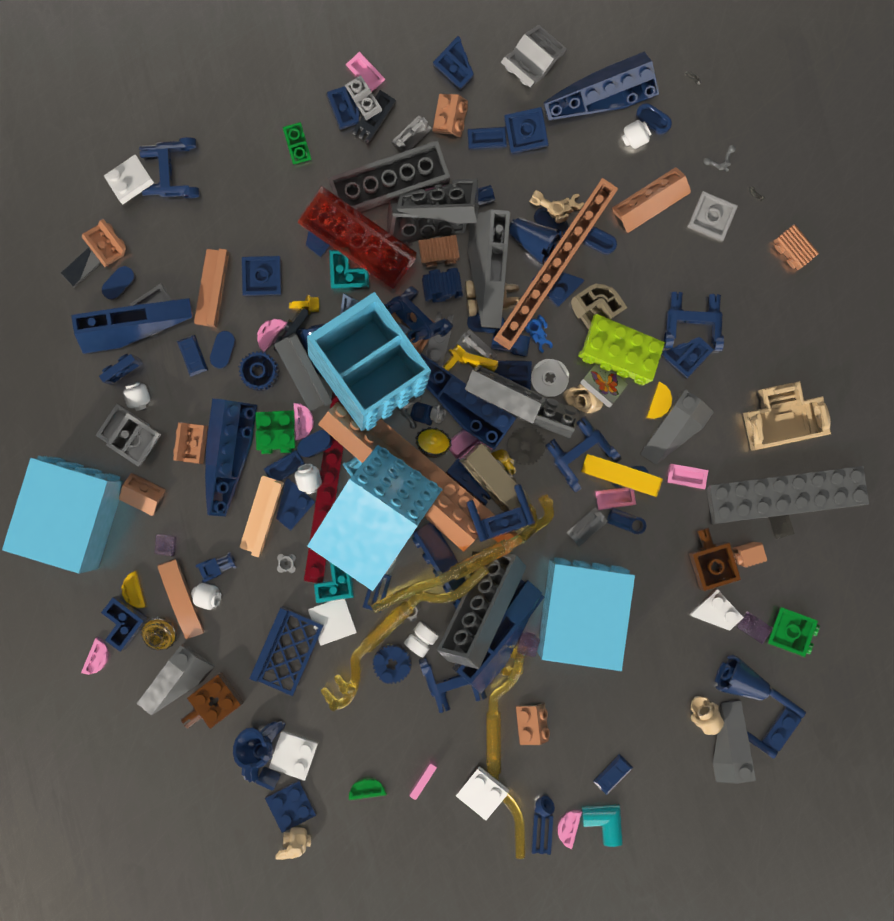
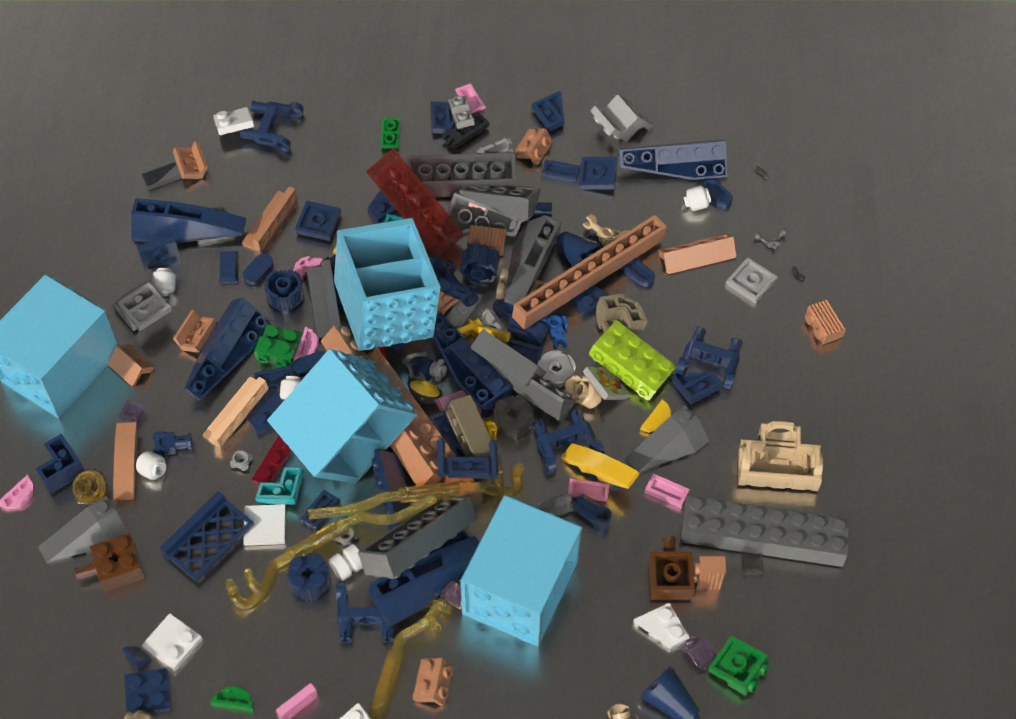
camera: 20 degrees right, 30 degrees down
(118, 283) = (189, 194): dark blue tile -> none
(132, 591) = (83, 444): yellow tile -> none
(254, 749) = (136, 618): dark blue helmet -> none

